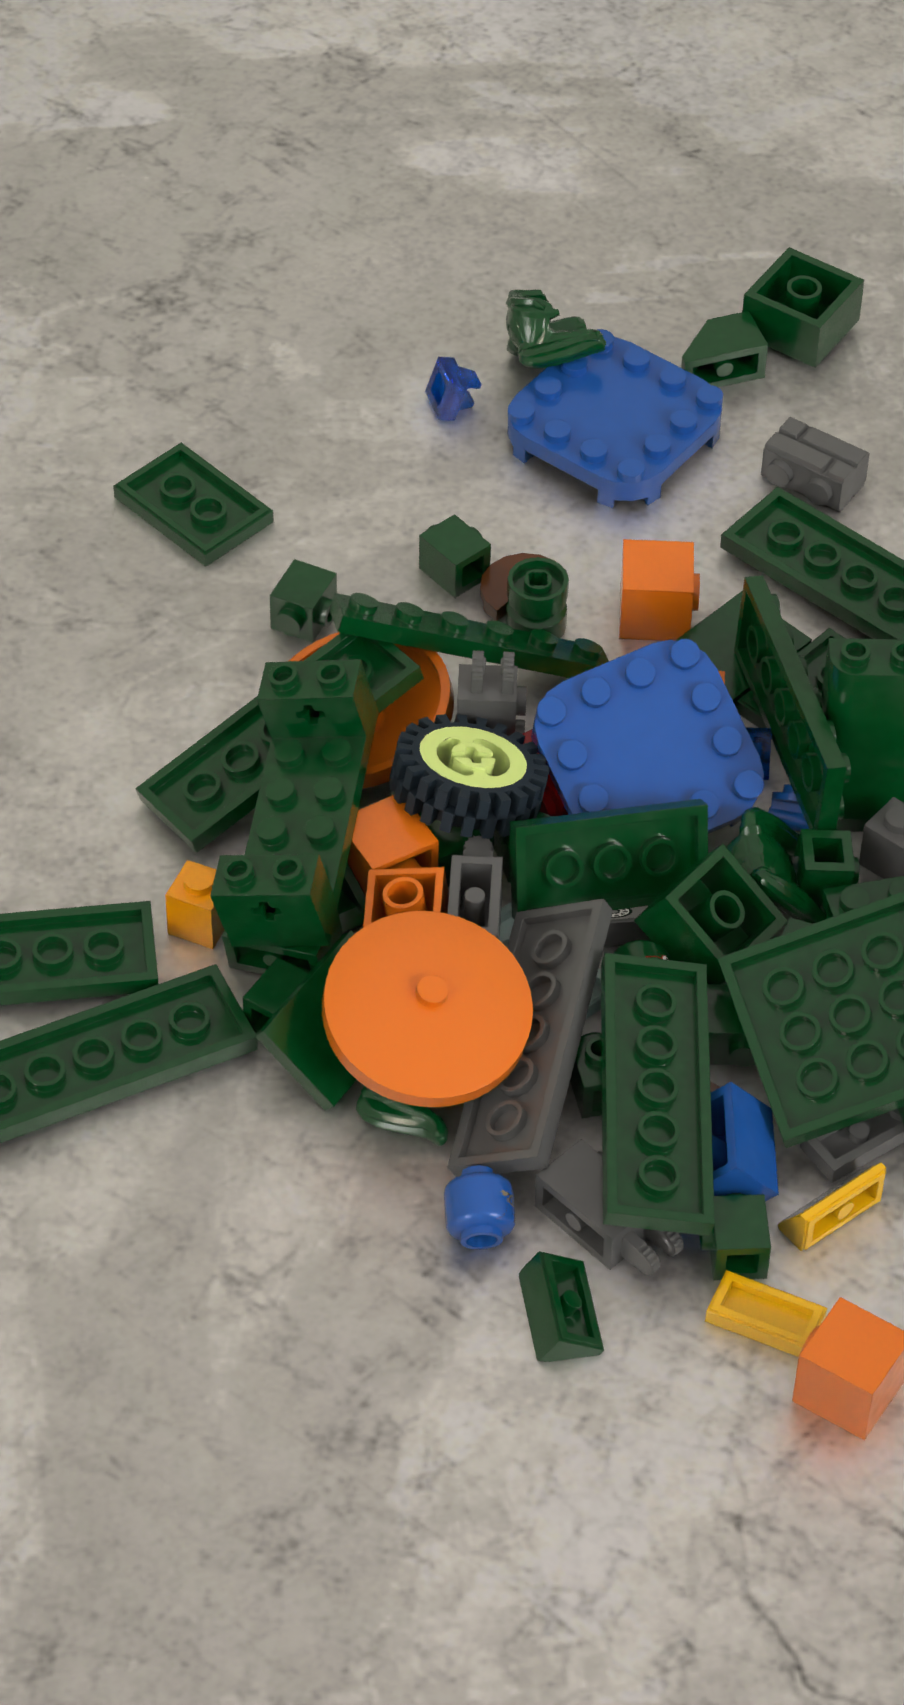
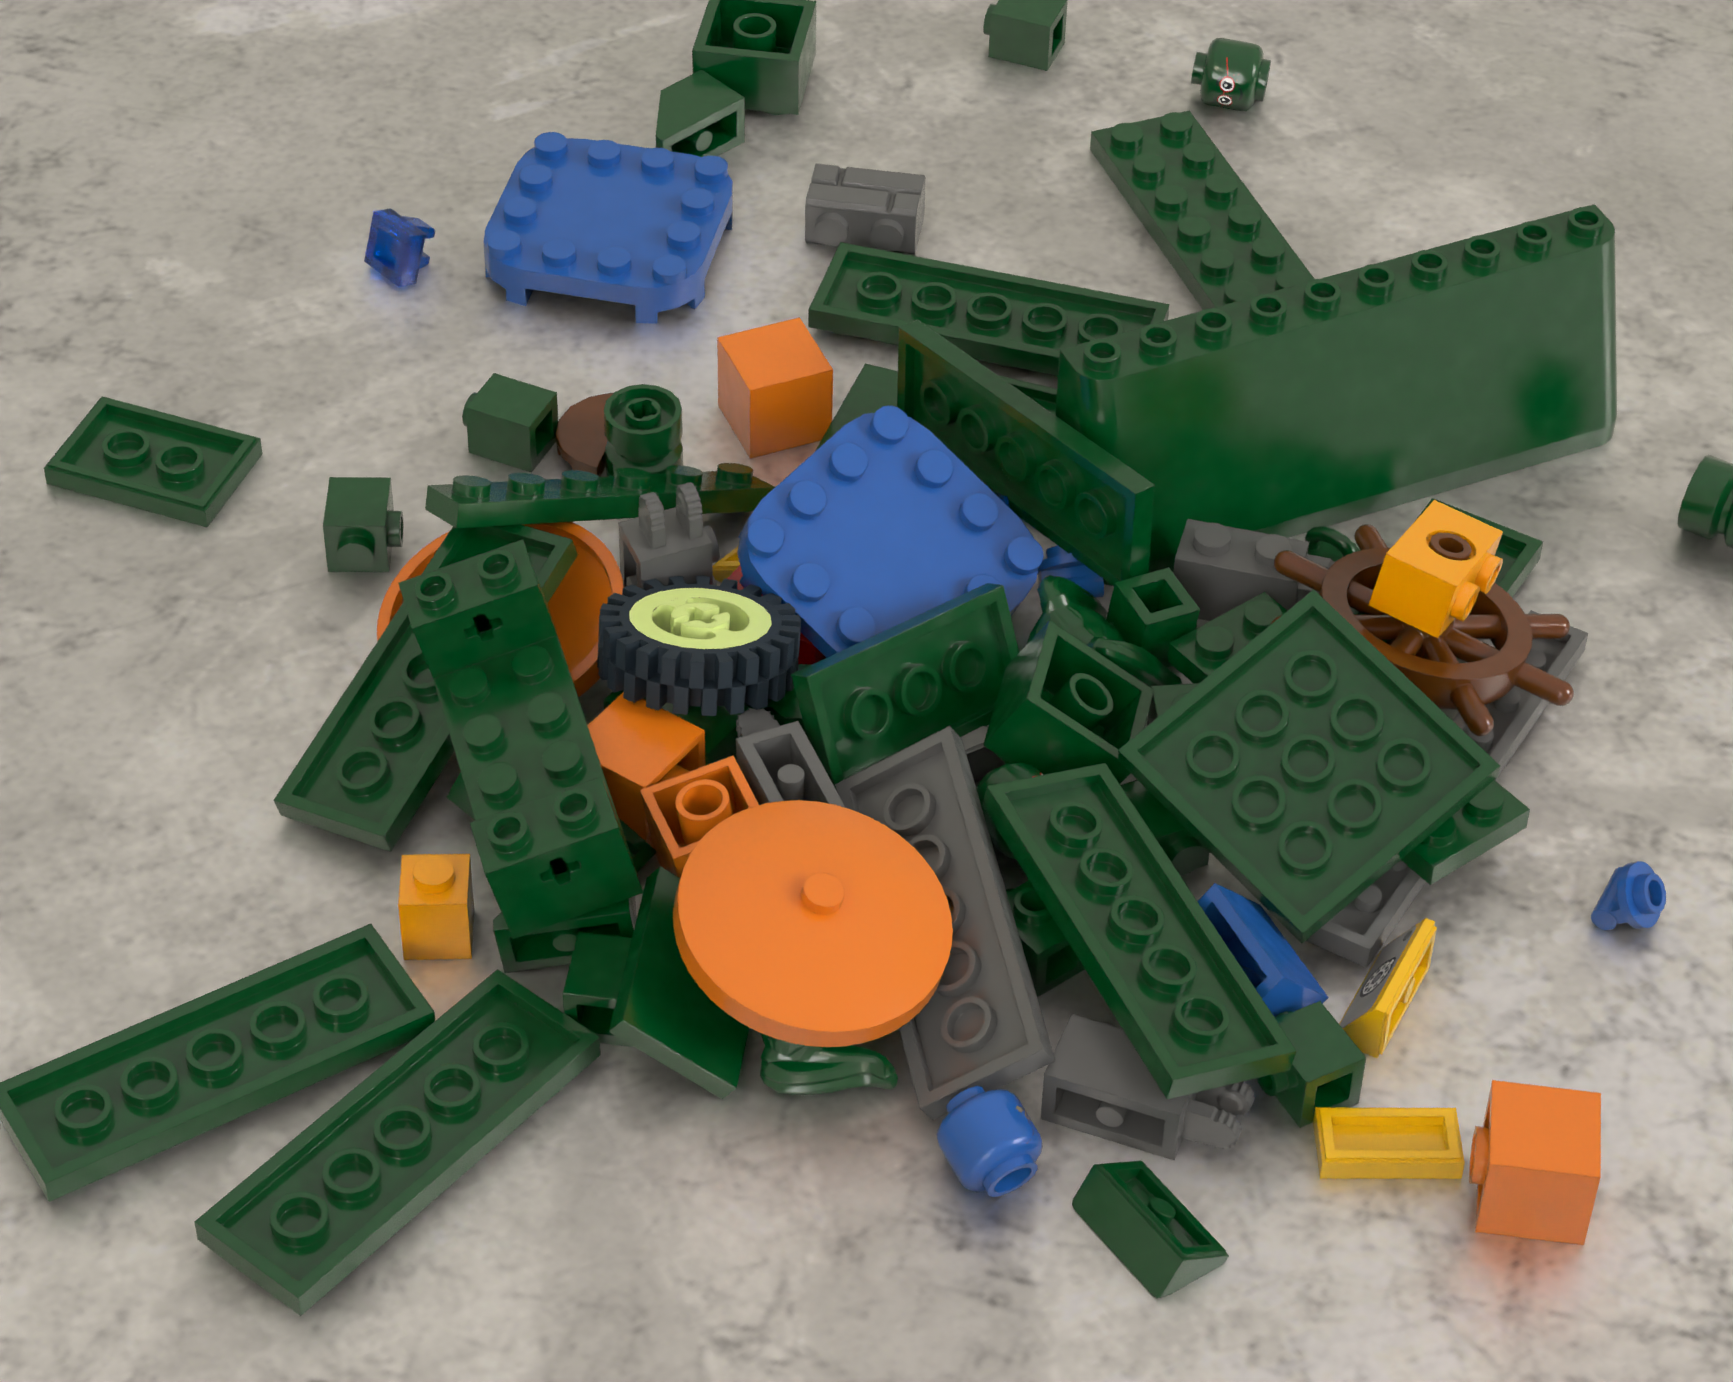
camera: 25 degrees left, 5 degrees down
(543, 341) = (485, 161): dark green hair -> none

